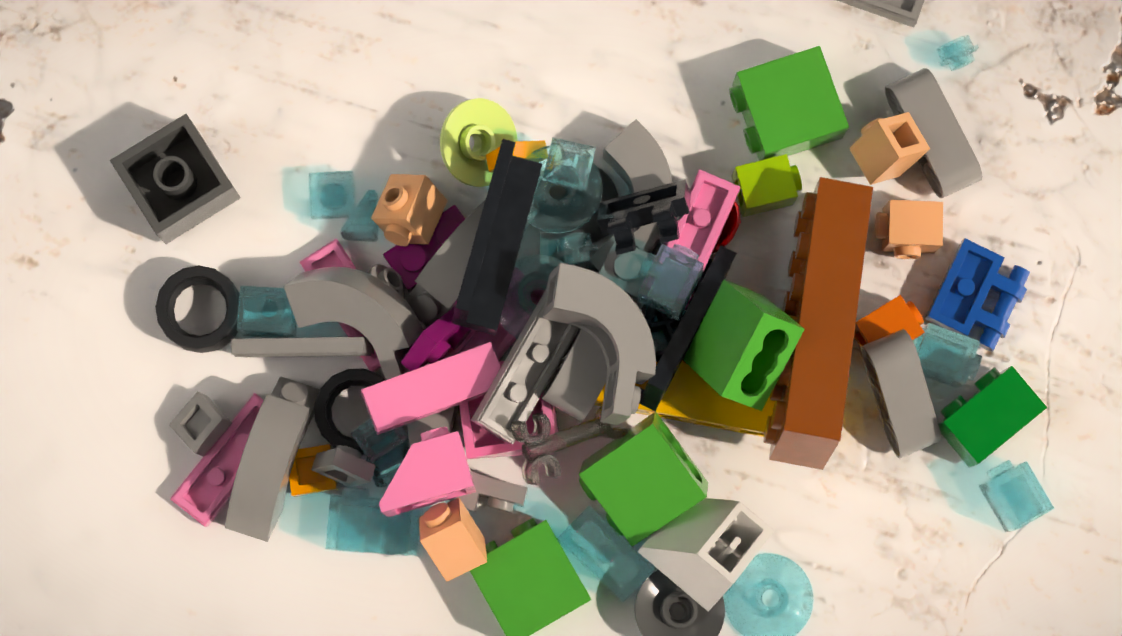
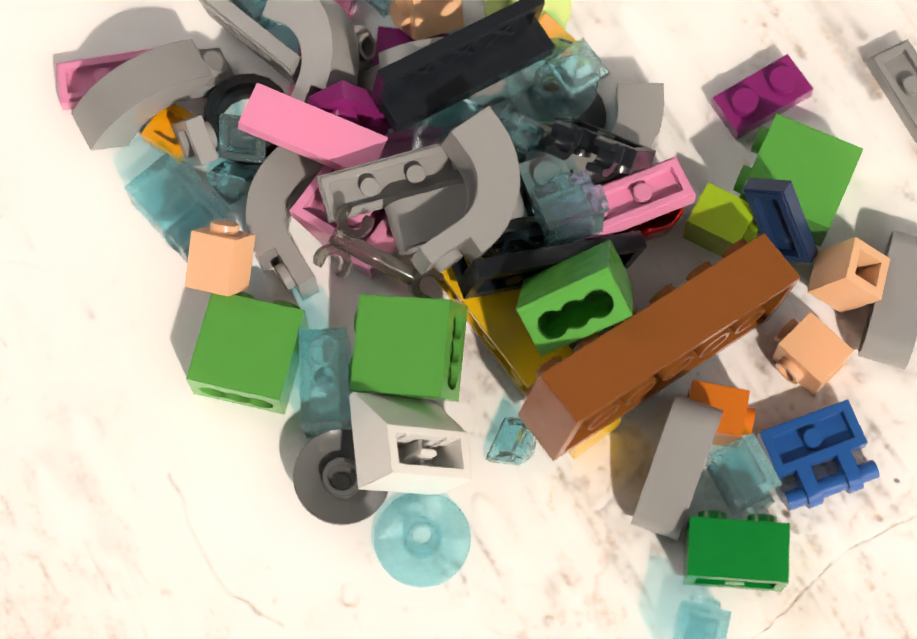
camera: 50 degrees right, 10 degrees down
(200, 424) = (129, 29): light grey plate -> none
(429, 474) = (243, 186): bright pink slope -> none
(704, 62) = (761, 96): none -> magenta plate
(768, 477) = (512, 443): none -> clear light blue slope
(811, 151) = (781, 218): none -> dark blue tile

